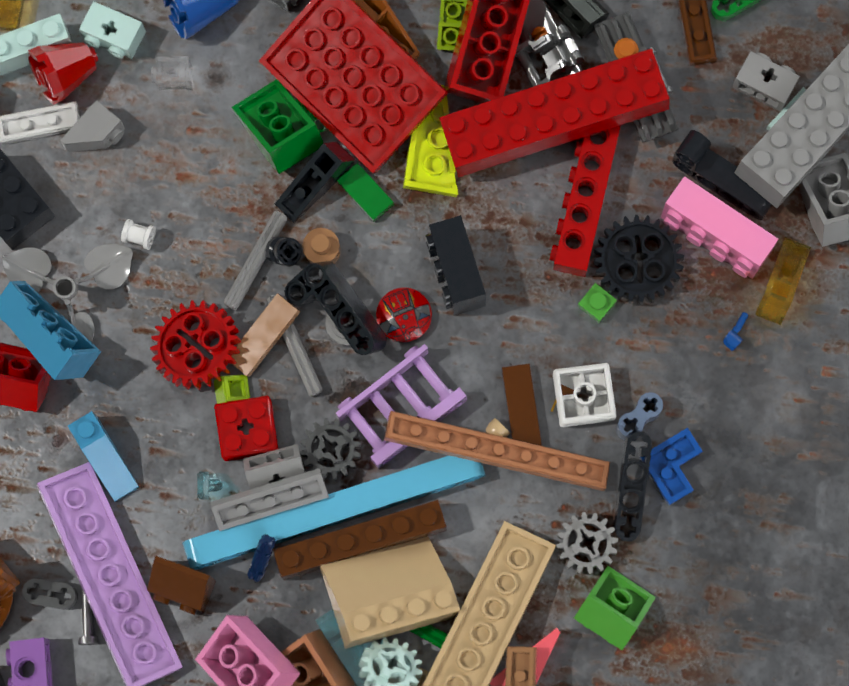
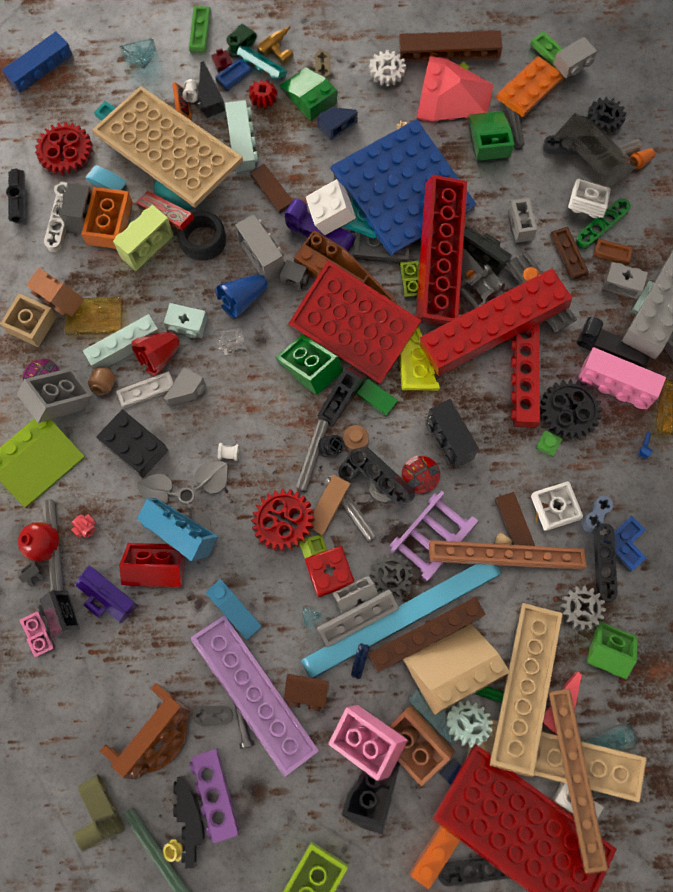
camera: 15 degrees left, 5 degrees down
(761, 33) = (612, 252): none -> dark orange tile

